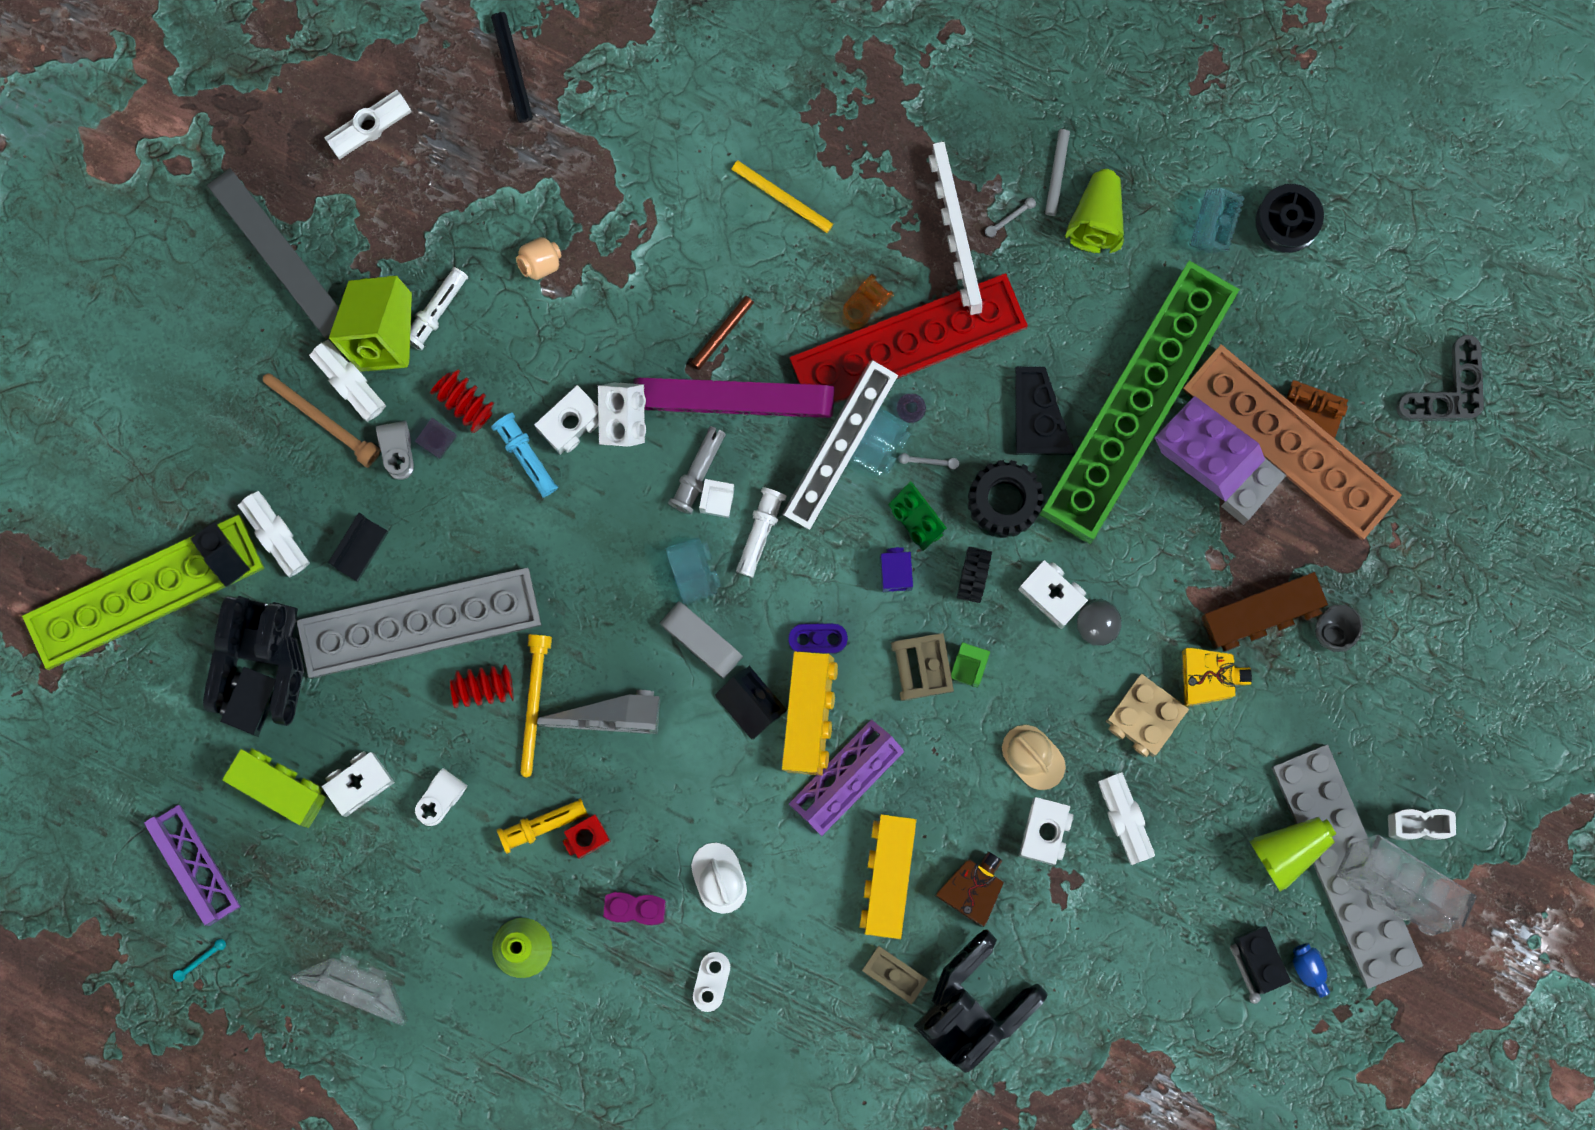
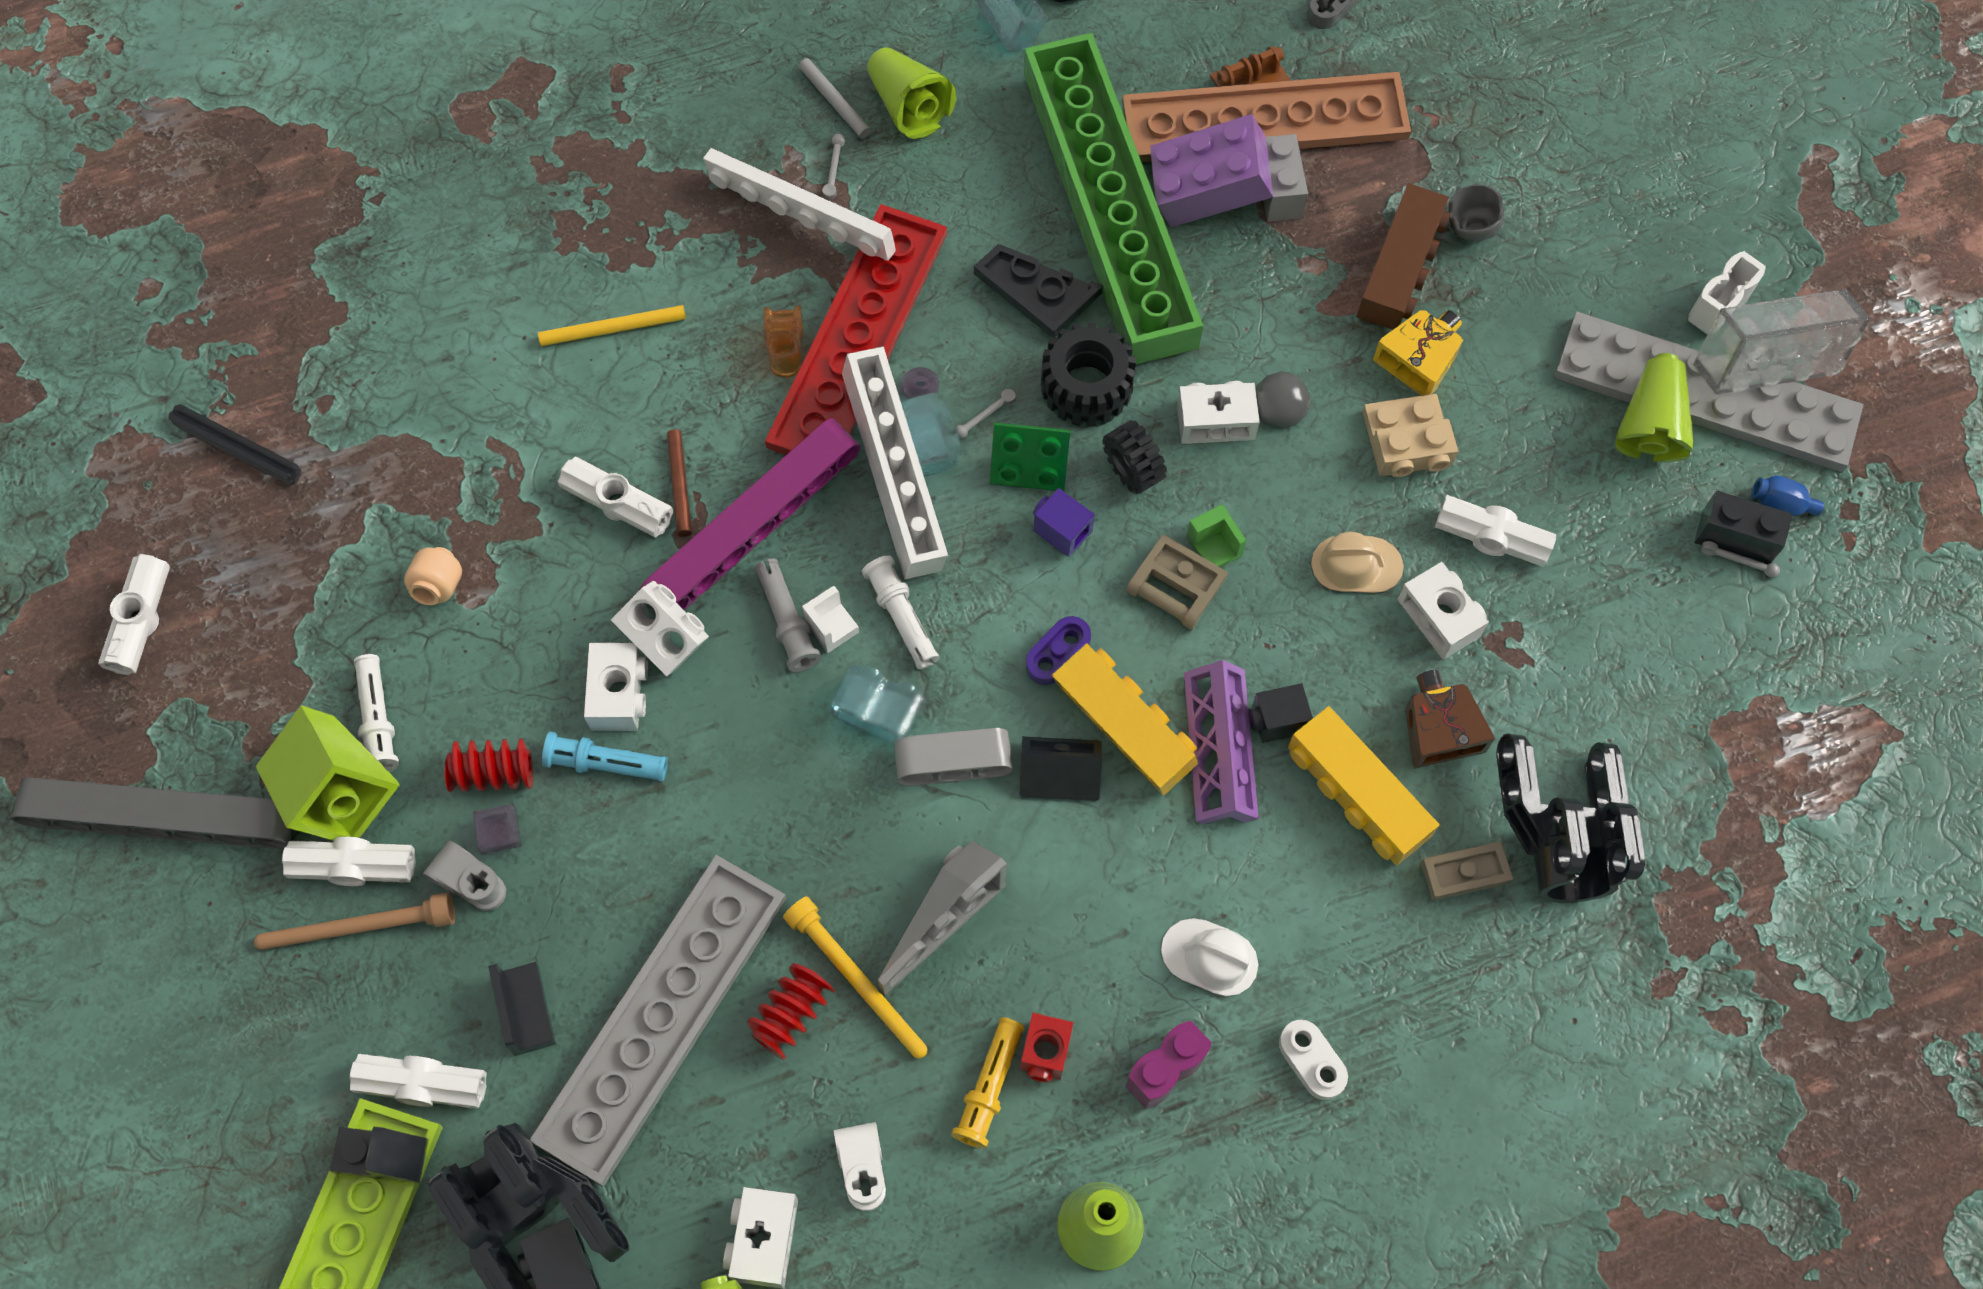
camera: 45 degrees left, 15 degrees down
(682, 325) = (598, 486): none -> white piece
(893, 794) = (1279, 712): none -> black brick

